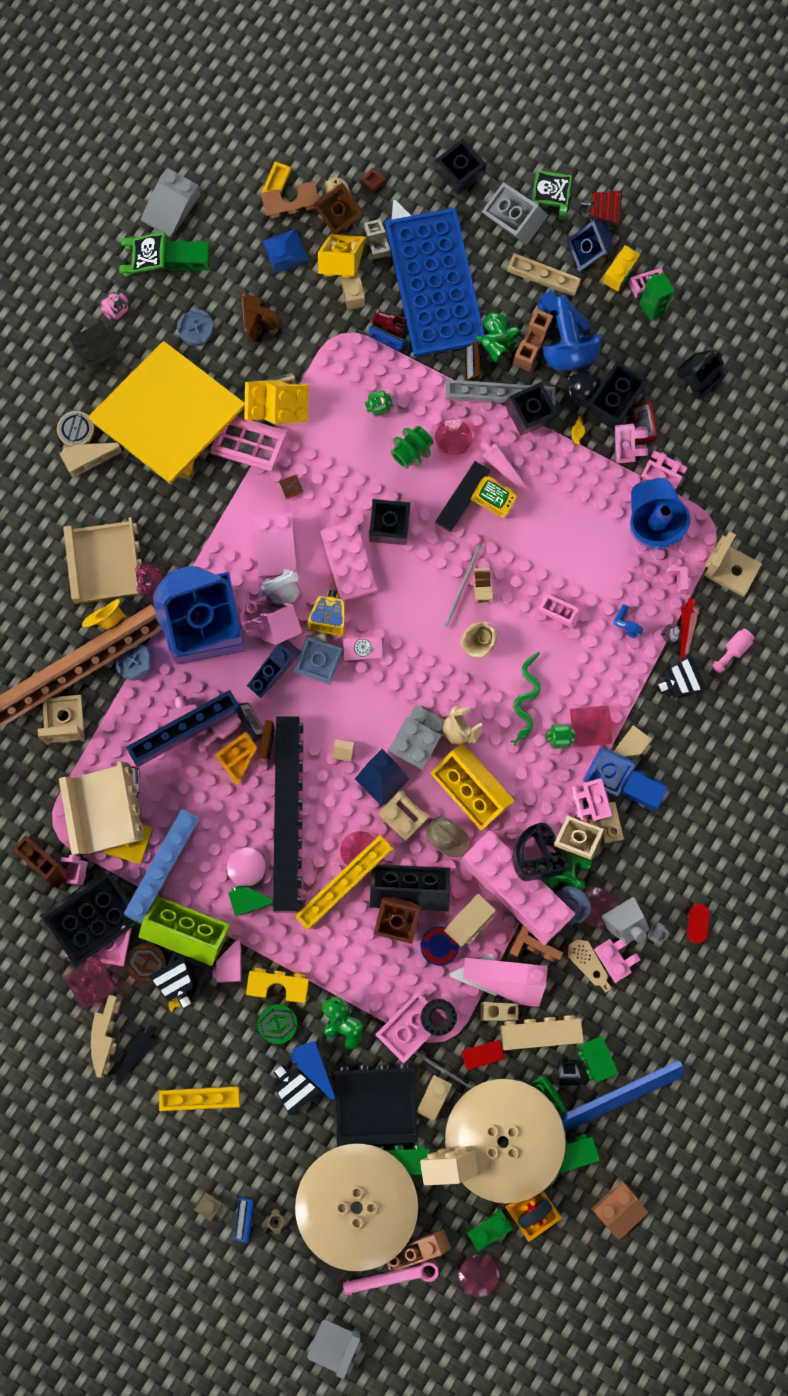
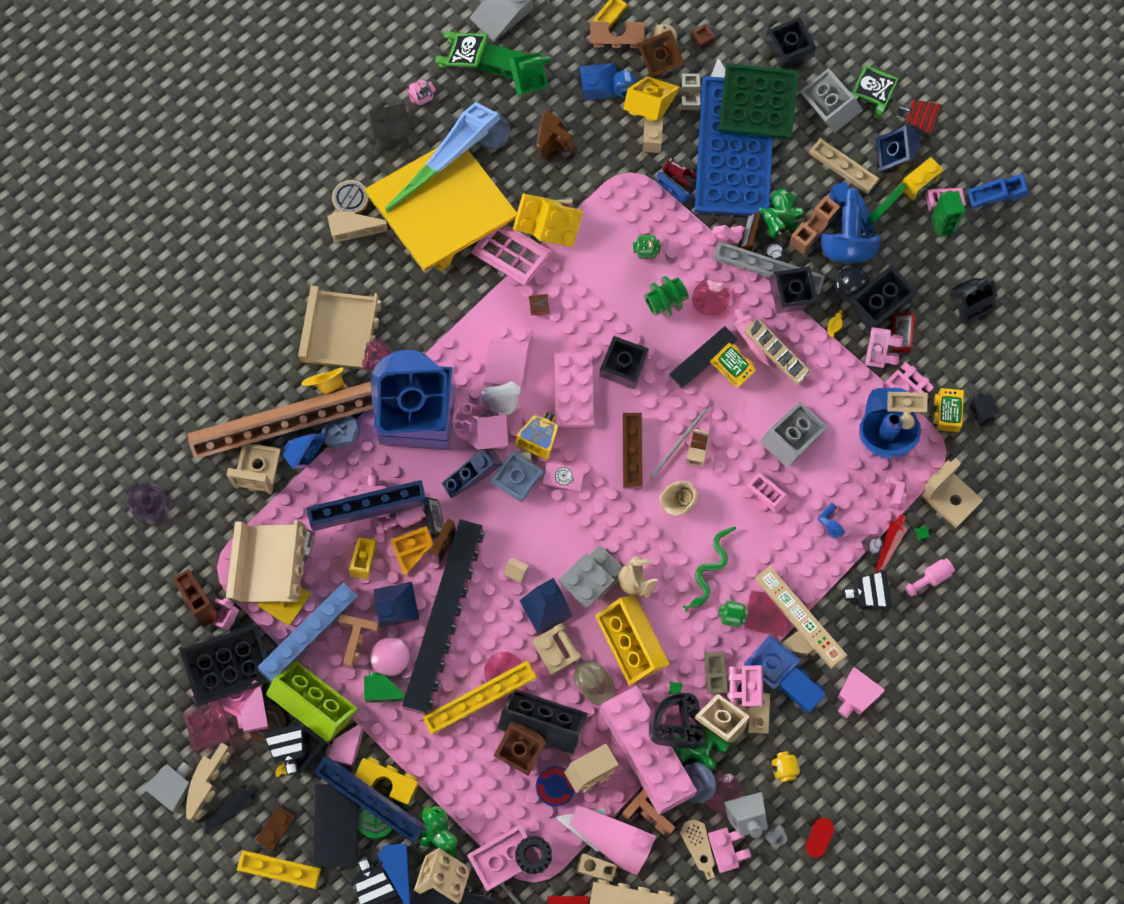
camera: 20 degrees right, 5 degrees down
(71, 1050) = (170, 786): none -> light grey torso
(103, 690) = (303, 449): none -> blue slope
(131, 958) = (253, 713): none -> bright pink slope
(172, 333) = (466, 132): none -> light blue plate
(184, 1061) = (275, 828): none -> reddish brown plate
(192, 779) = (362, 558): none -> yellow slope
(210, 857) = (357, 636): none -> nougat bracket
(216, 260) = (529, 72): none -> green plate
(237, 814) = (396, 604): none -> dark blue slope
(242, 1042) = (334, 828): none -> black slope
(267, 1008) = (369, 799): none -> dark blue plate
(309, 246) = (622, 81): none -> blue head
(359, 1060) = (443, 874): none -> tan bracket
(421, 605) = (632, 451): none -> reddish brown plate
(445, 232) = (758, 101): none -> dark green plate
(453, 371) = (728, 235): none -> bright pink bracket
(500, 374) = (774, 250): none -> tile
(525, 821) = (675, 687): none -> green piece
(531, 472) = (777, 351): none -> tile
(559, 796) = (715, 672): none -> dark tan slope
(569, 548) = (793, 434): none -> light grey slope
(595, 301) = (886, 203): none -> green tile
(624, 721) = (800, 617): none -> tan tile
(648, 866) = (785, 767): none -> yellow head
(669, 491) = (907, 403): none -> tan plate
(696, 262) = (999, 190): none -> blue slope
(696, 778) = (858, 693): none -> bright pink torso
(707, 486) = (949, 410): none -> brick
(714, 610) = (922, 533): none -> green piece
(739, 475) = (984, 408): none -> black brick

